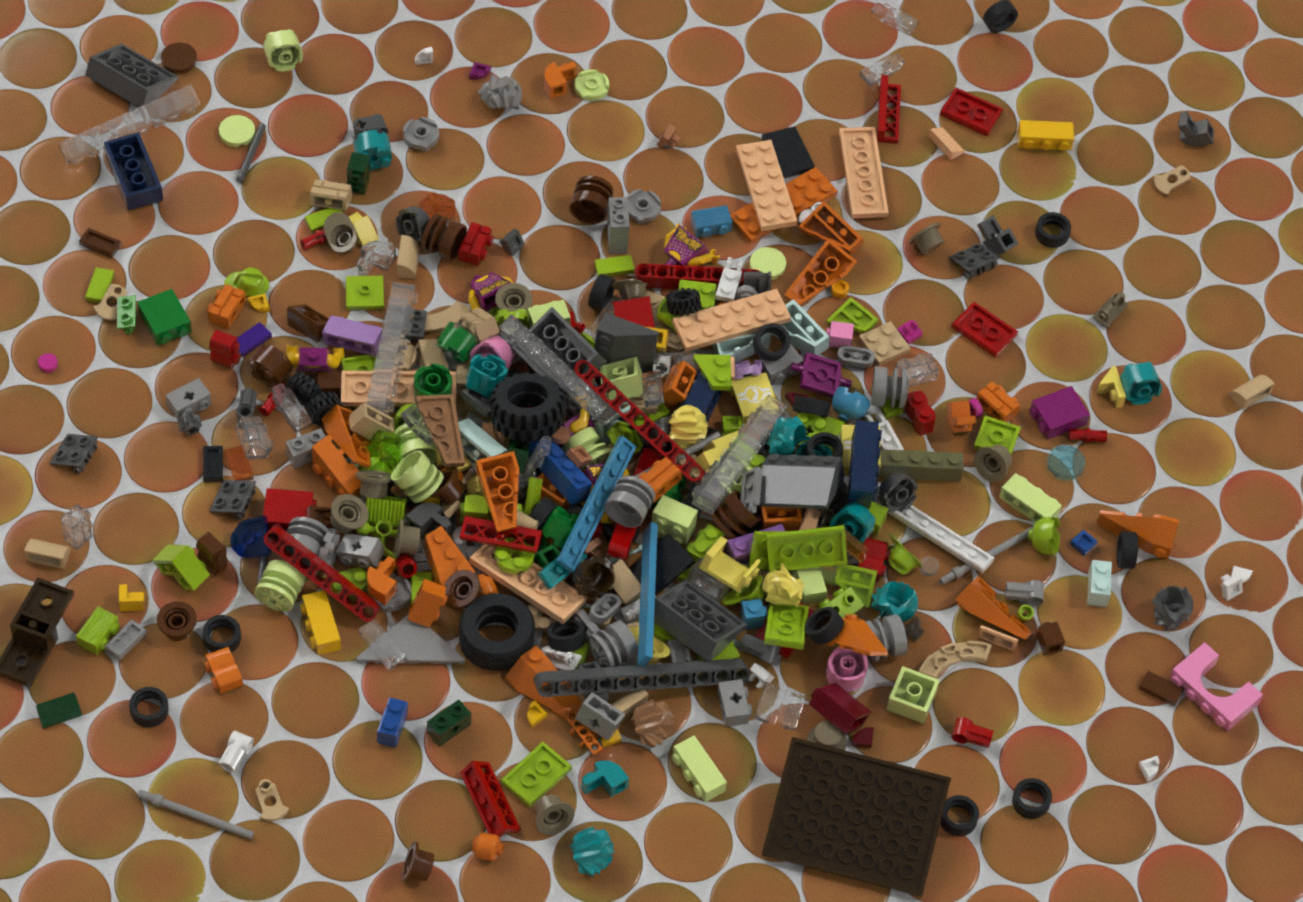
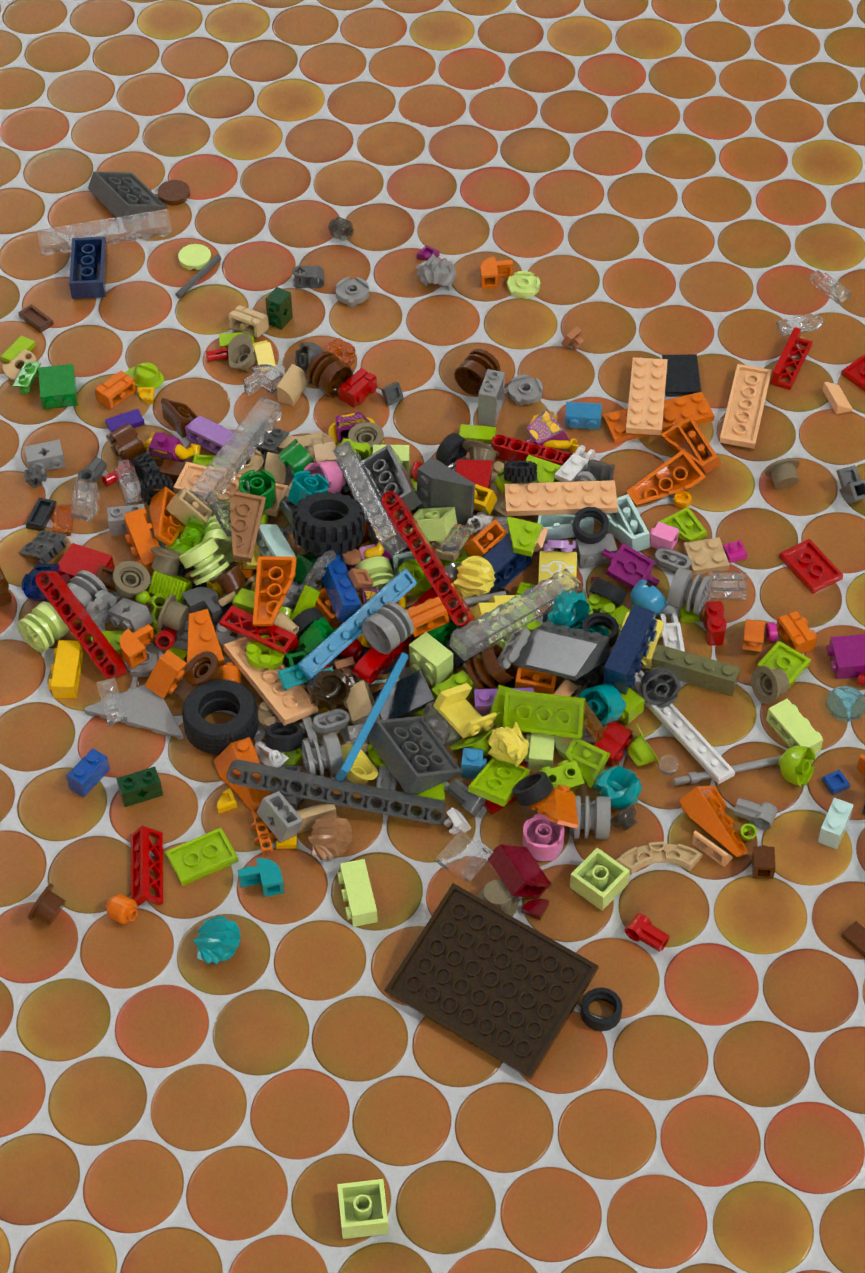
camera: 25 degrees right, 5 degrees down
(224, 349) = (93, 421): red brick -> none
(282, 50) = (261, 201): yellowish green brick -> none
(364, 293) = (239, 405): lime plate -> none
(375, 145) = (303, 292): teal brick -> none
(379, 63) = (340, 228): none -> clear smoke head
(424, 56) = (384, 232): white tile -> none
(552, 815) = (195, 896): dark tan piece -> none
(733, 702) = (418, 840): light grey brick -> none
(767, 260) = (625, 460): yellowish green tile -> none
(975, 260) = (821, 502): dark grey hinge -> none
(1032, 784) = (686, 998): black tyre -> none
(1149, 767) = (823, 1017): white tile -> none

